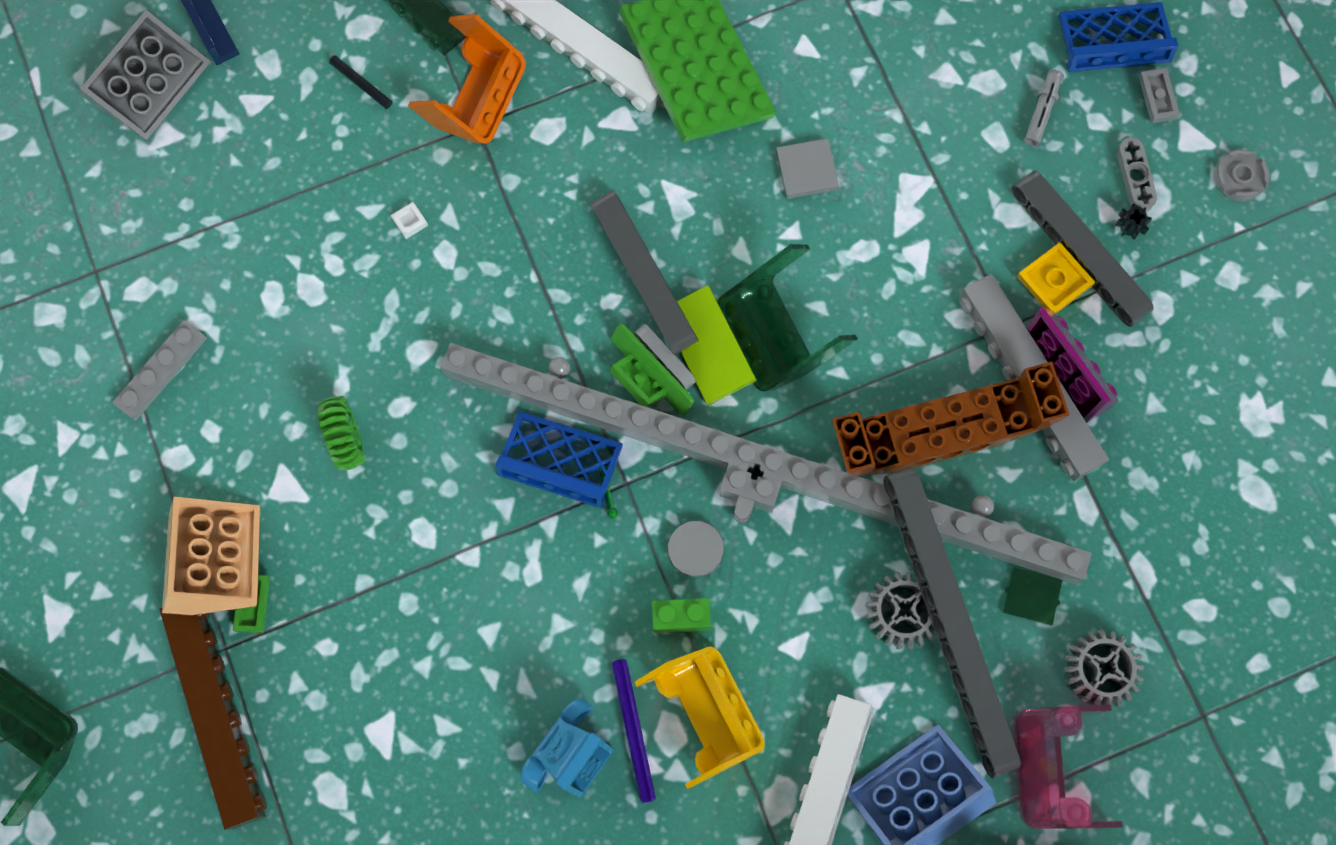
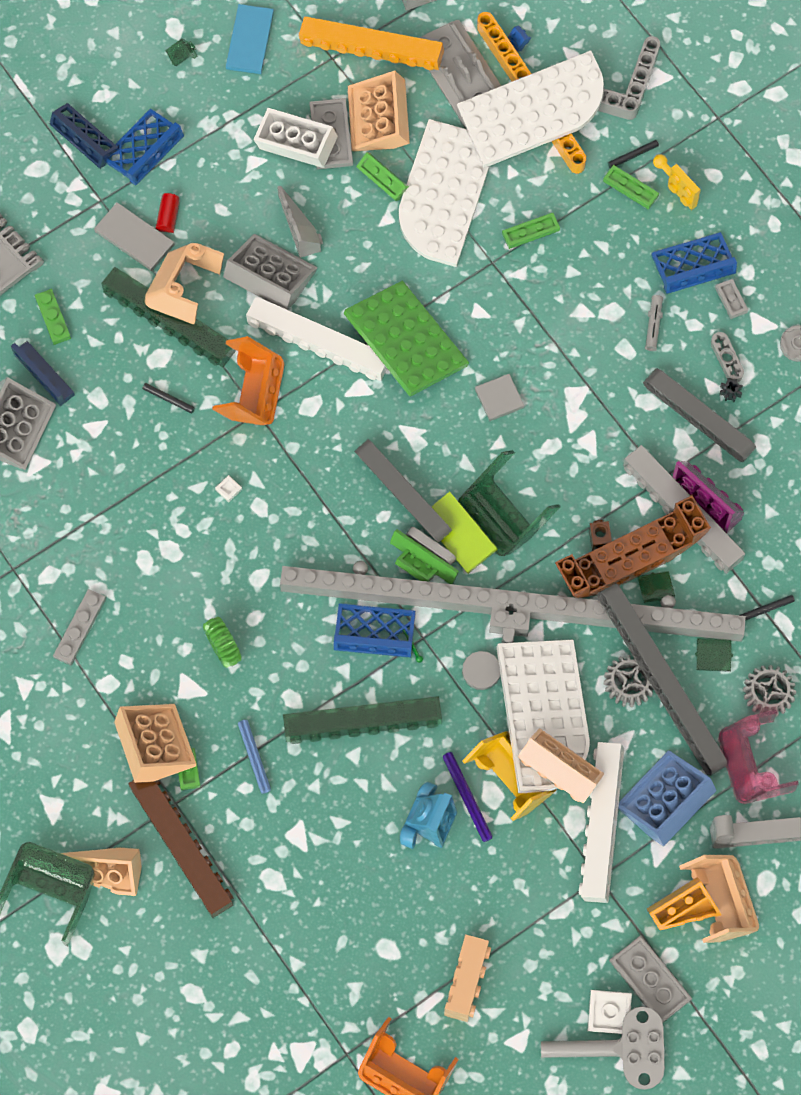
camera: 15 degrees left, 5 degrees down
(107, 723) = (113, 868): none -> light nougat wedge
(348, 605) = (254, 756): none -> medium blue axle
(510, 585) = (362, 719): none -> clear green brick
(681, 615) = (482, 715): bright green brick -> none
(769, 635) = (542, 693): none -> white plate
(776, 723) = (560, 765): none -> light nougat slope
(900, 399) = (599, 526): none -> reddish brown brick
(969, 480) = (655, 586): none -> clear green piece
(1055, 279) = (686, 439): yellow plate -> none
(1124, 544) = (768, 607): none -> black bar

